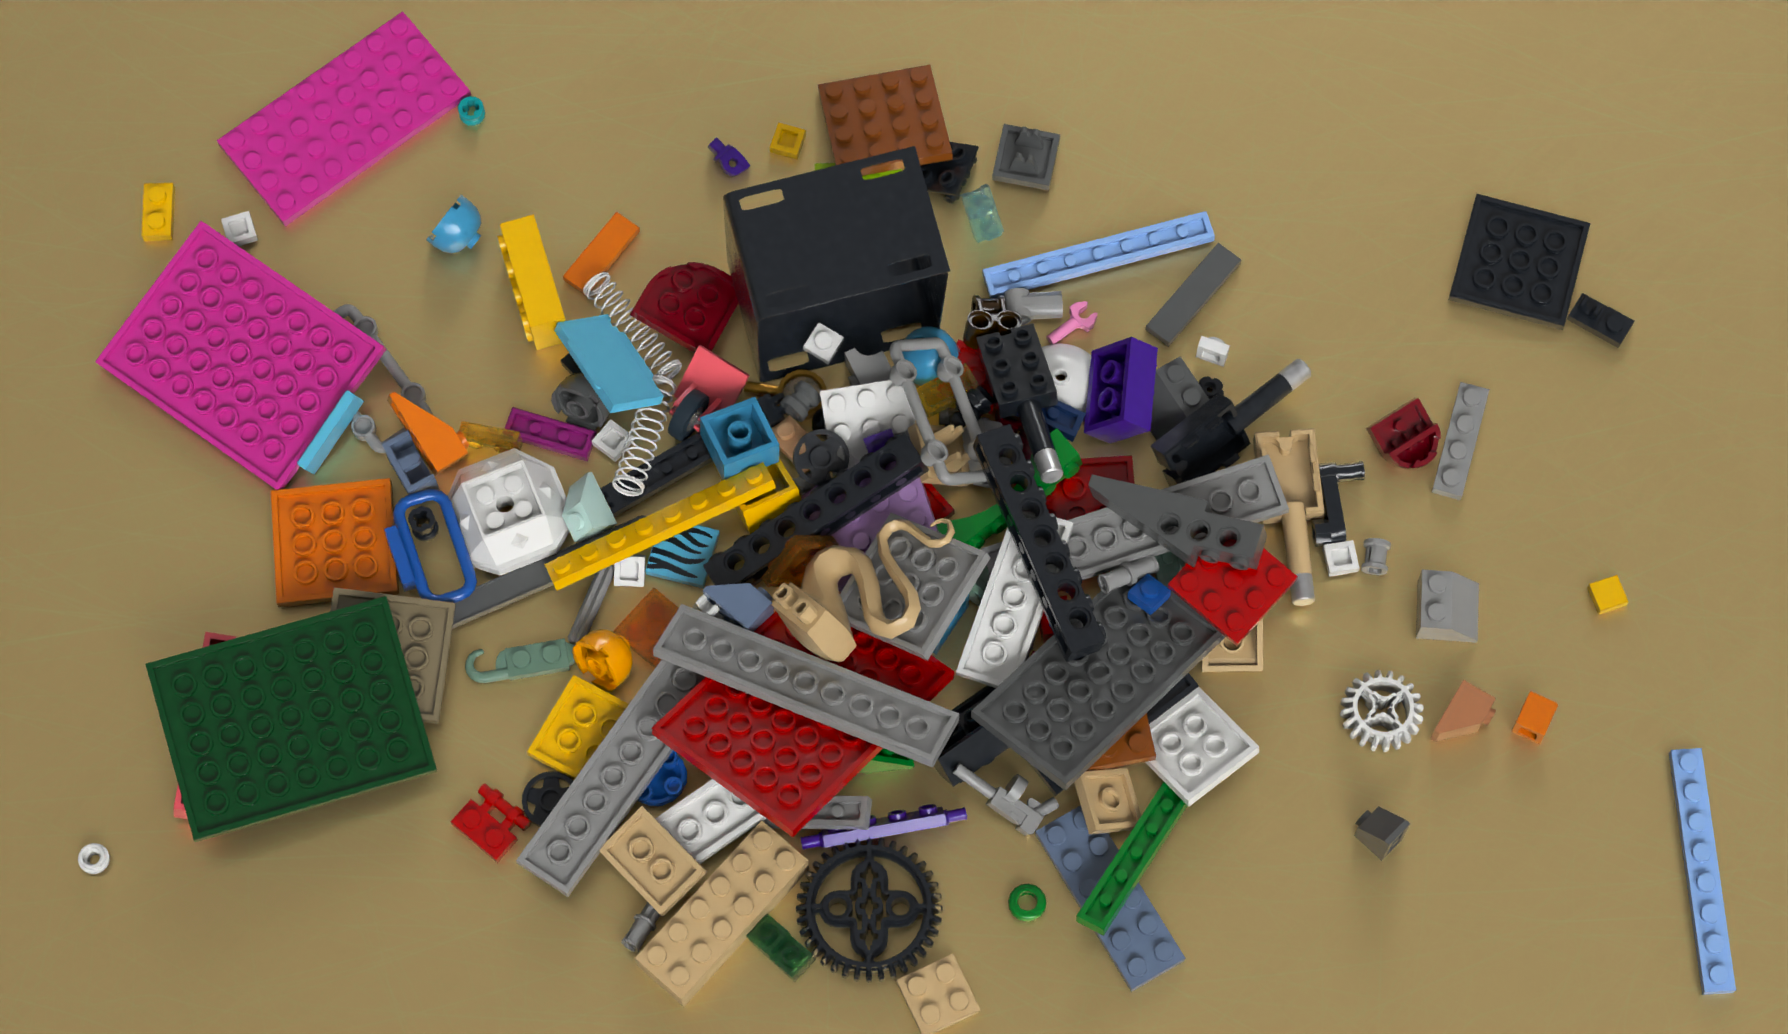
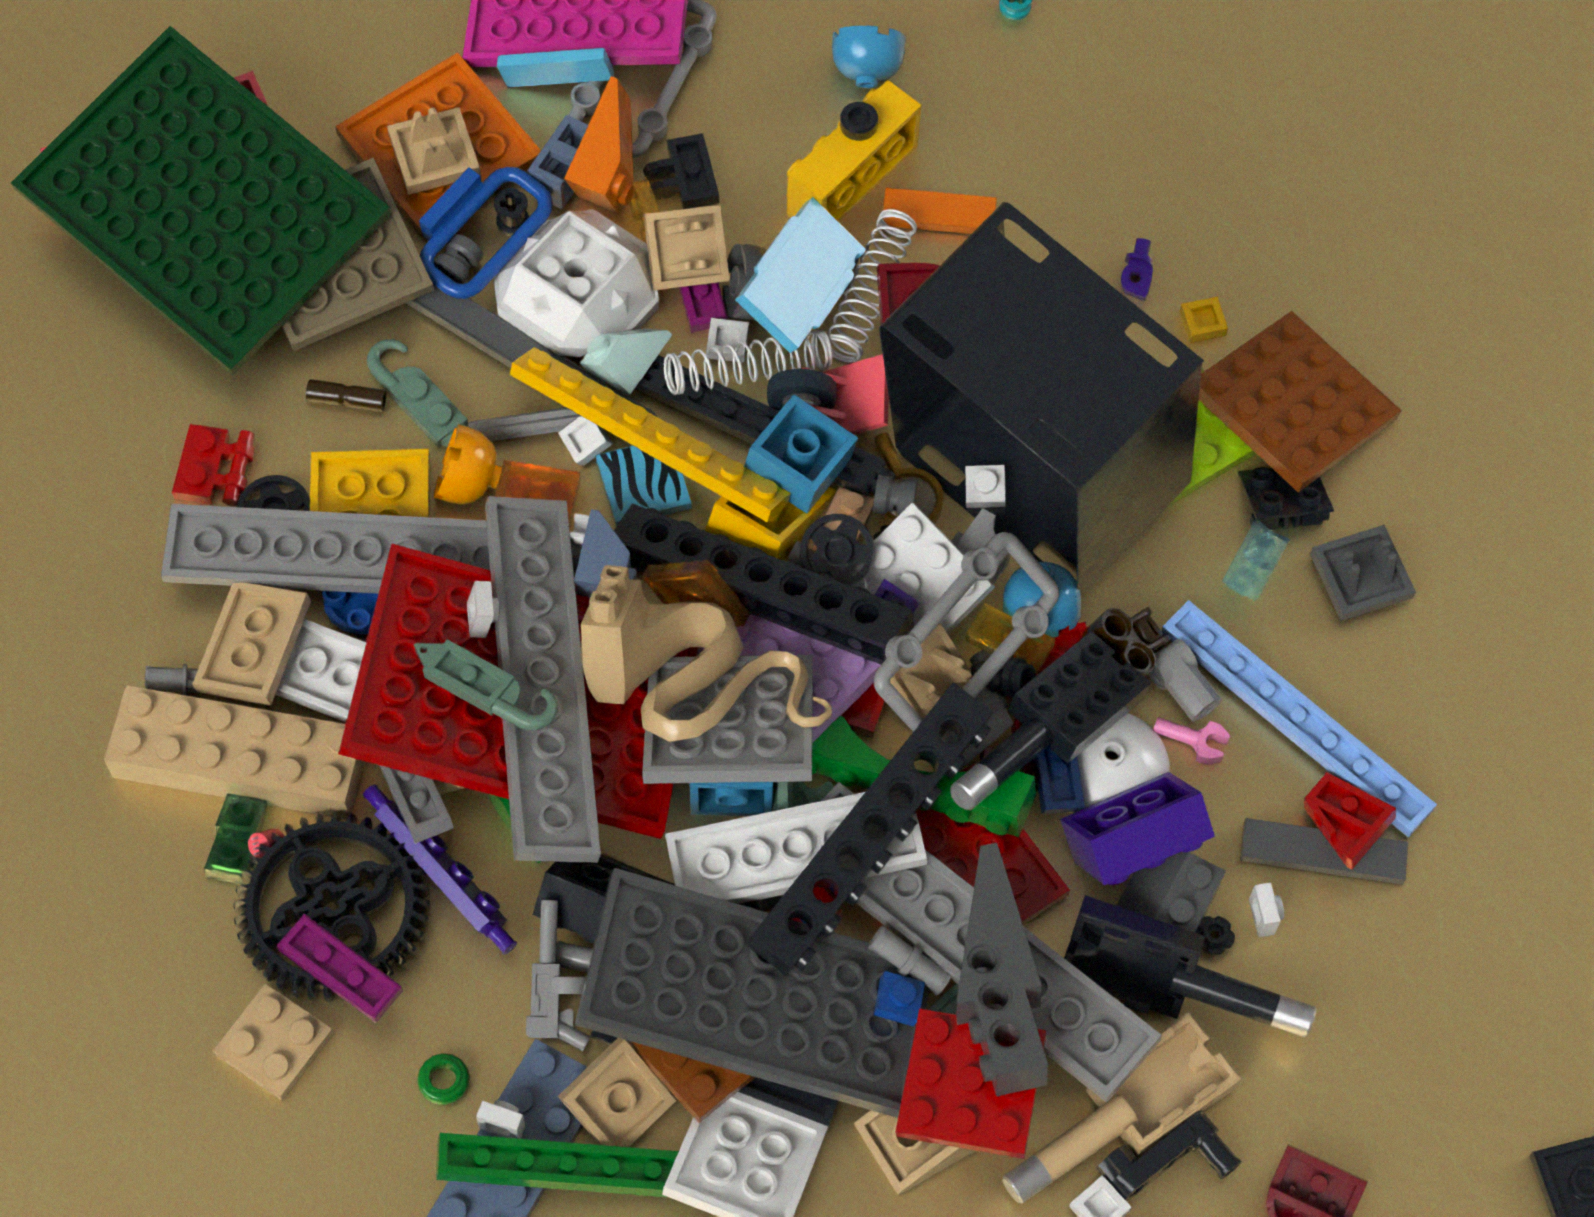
camera: 55 degrees right, 5 degrees down
(346, 547) = (432, 149): none -> tan plate
(439, 578) = (459, 258): none -> dark grey wheel
(467, 391) = (691, 170): none -> black hinge
(496, 705) = (350, 396): none -> dark brown piece
(522, 259) = (859, 121): none -> black tile
(534, 425) = (686, 247): none -> tan plate
(738, 695) = (481, 609): none -> white plate
(794, 928) = (262, 837): none -> coral piece
(797, 722) = (481, 684): none -> sand green plate
(922, 922) = (340, 968): none -> magenta tile
(1000, 771) = (573, 956): none -> light grey pin
(1084, 876) = (501, 1119): none -> white plate
(1183, 266) = (1347, 817): none -> red wing

